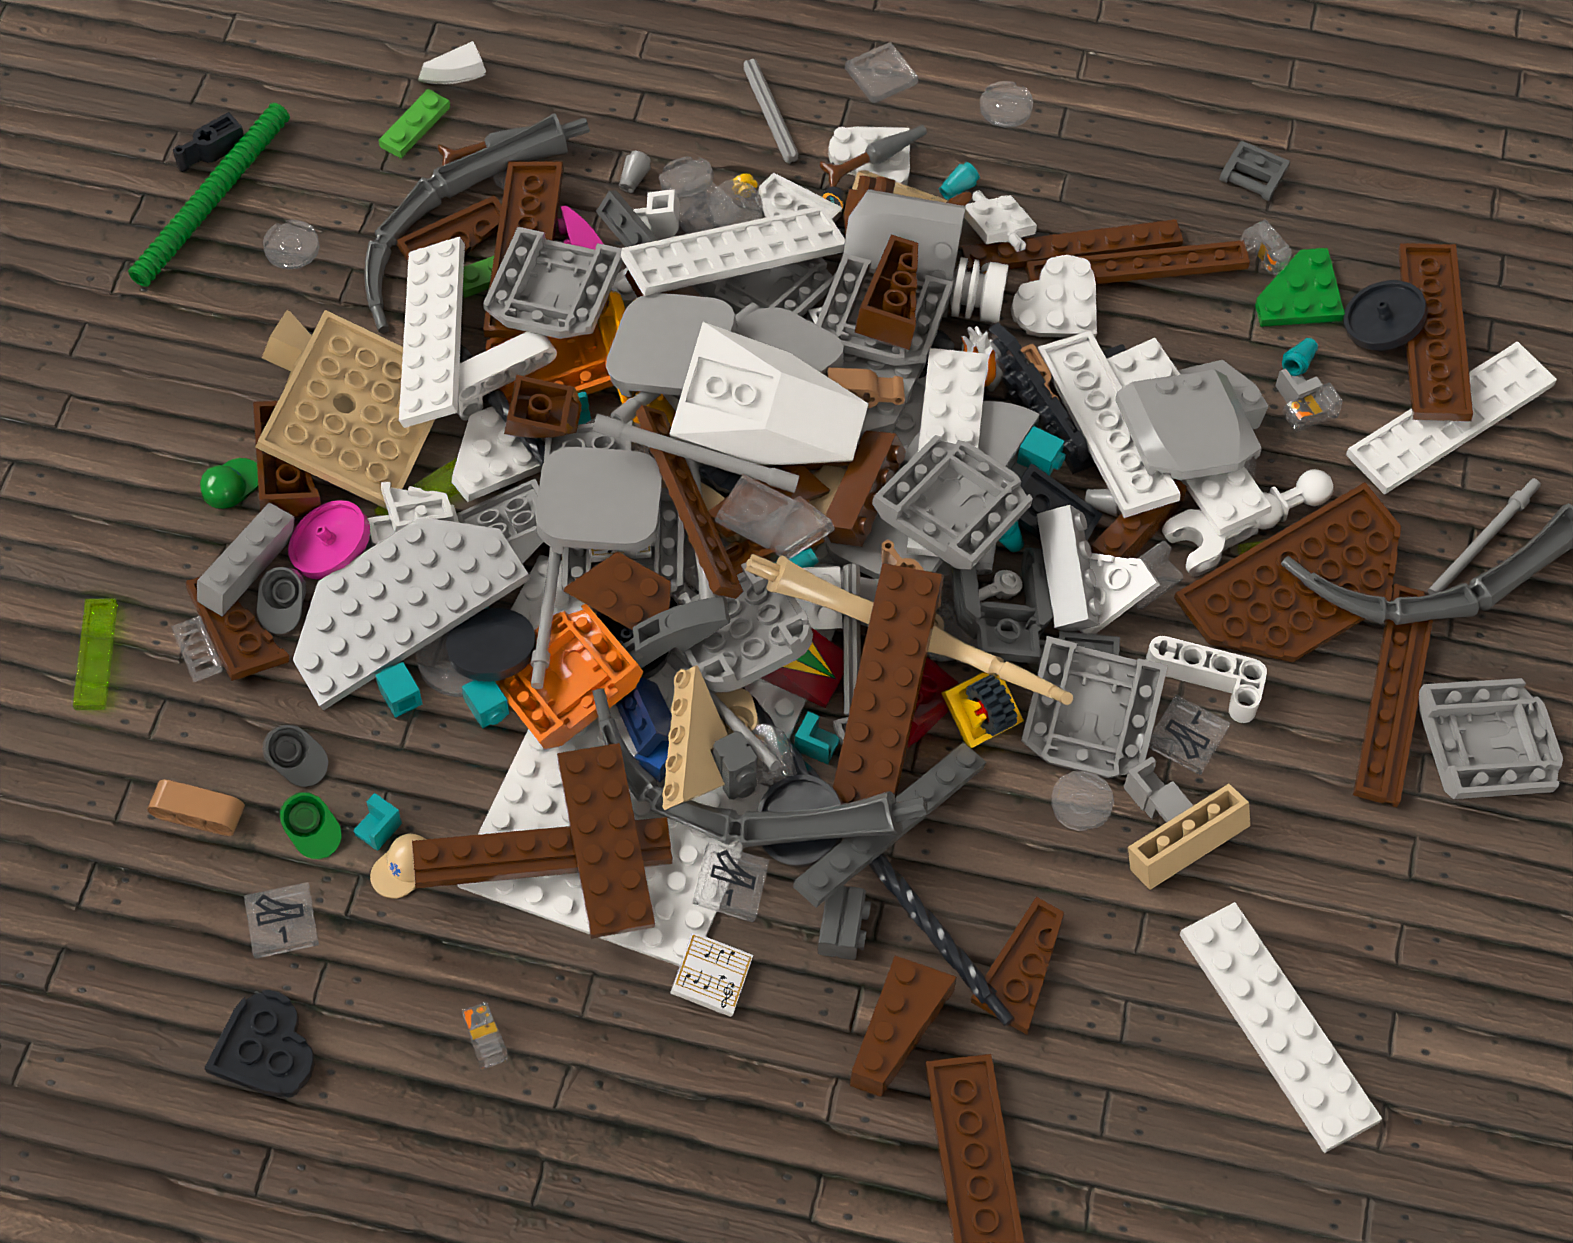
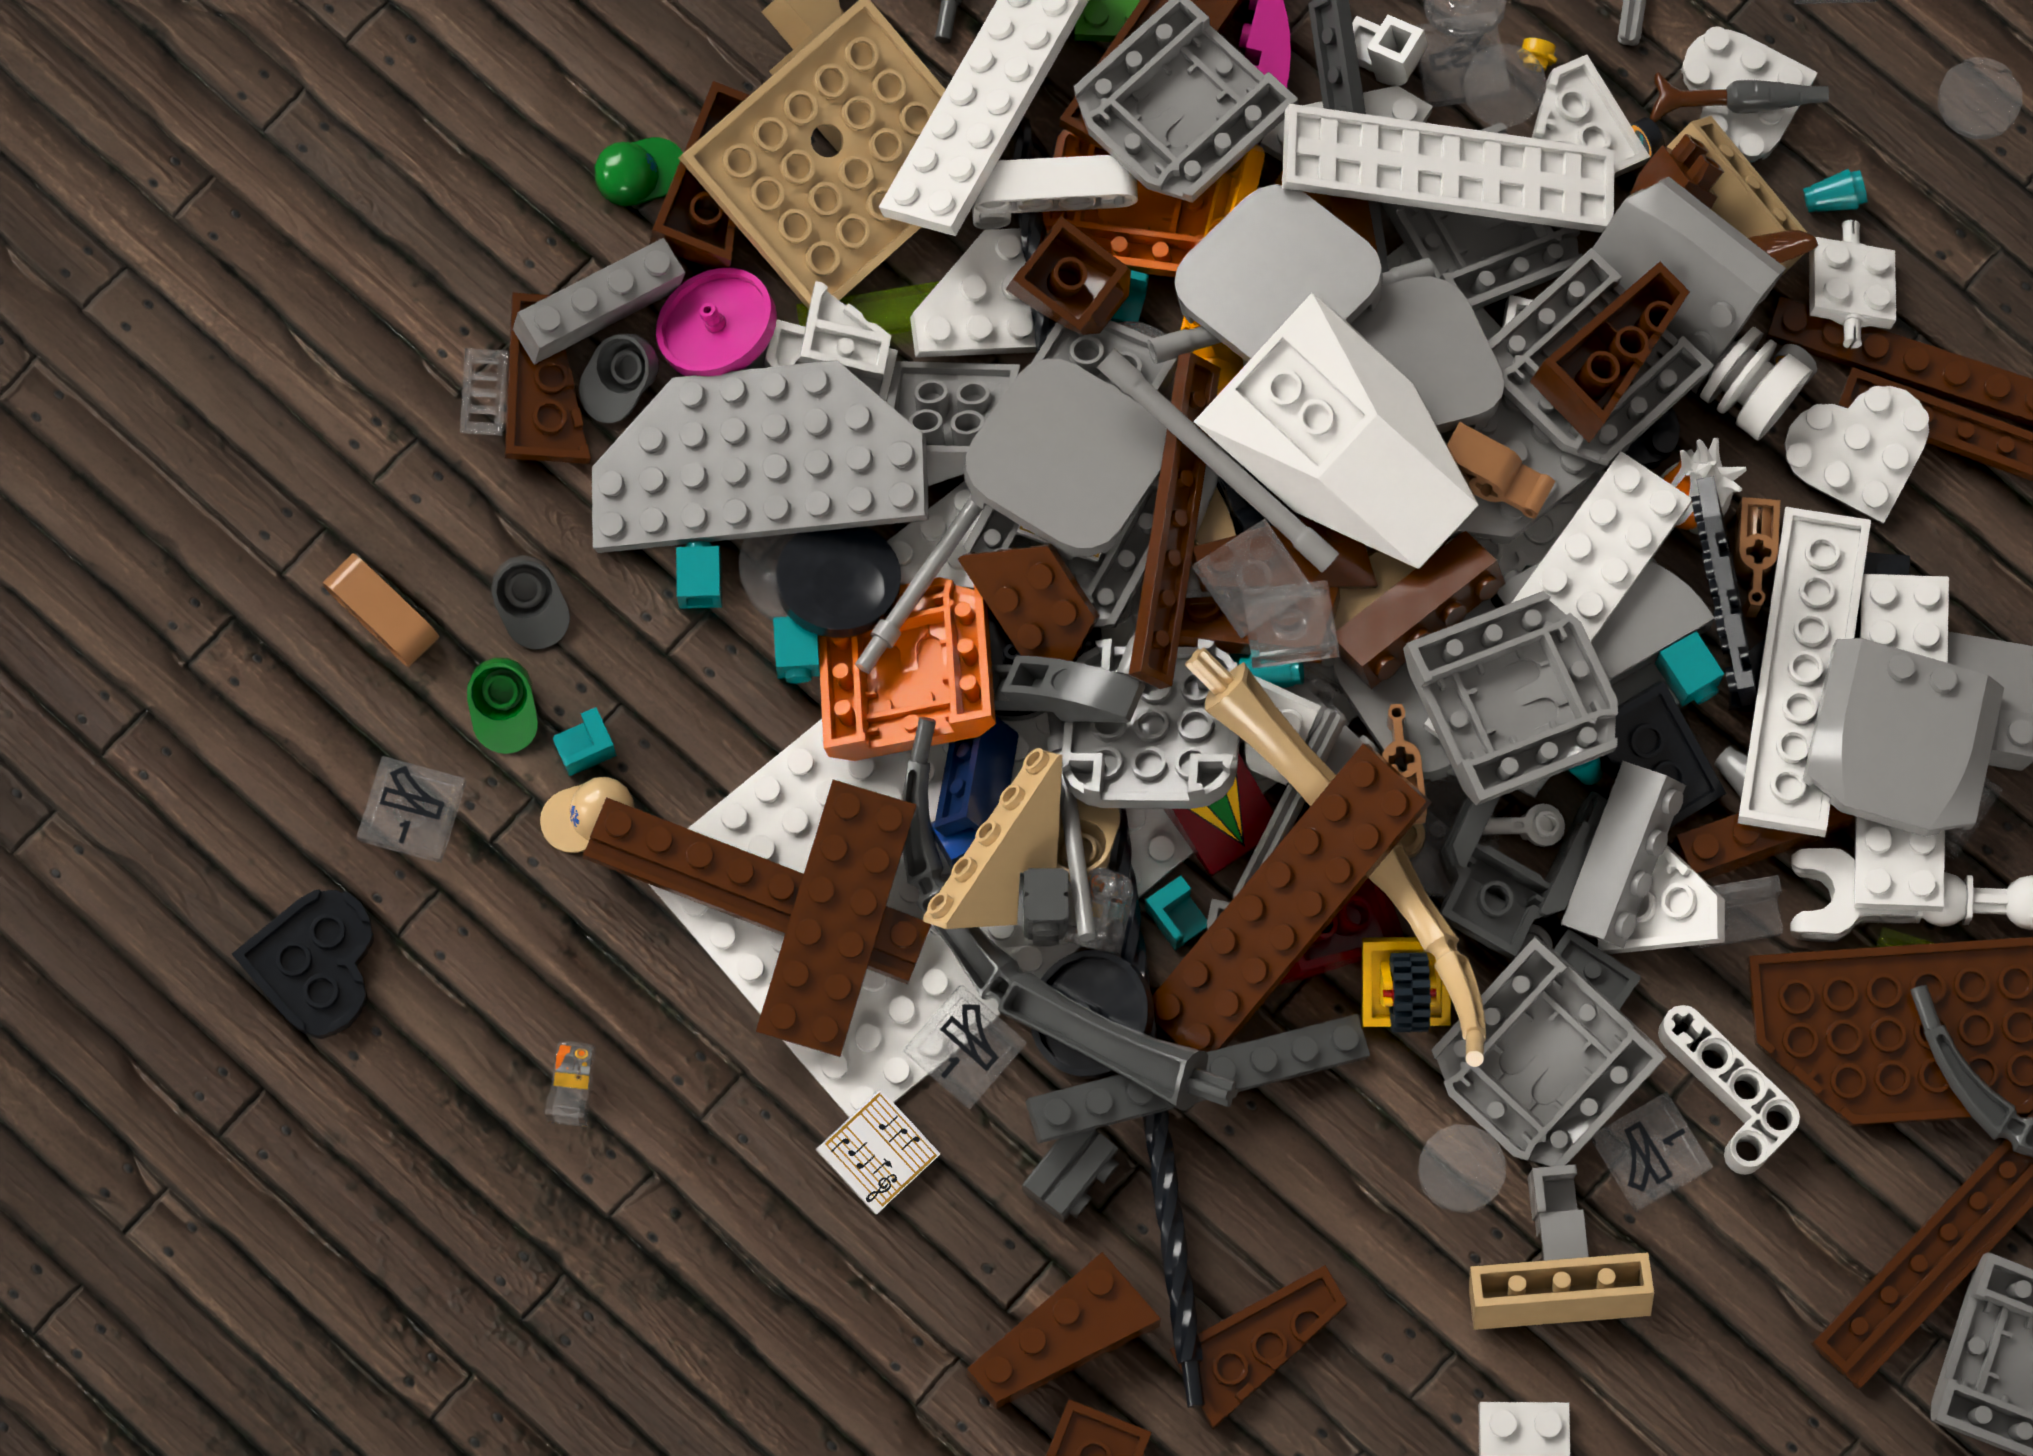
camera: 30 degrees right, 15 degrees up
(95, 654) = (360, 333): clear neon green tile -> none

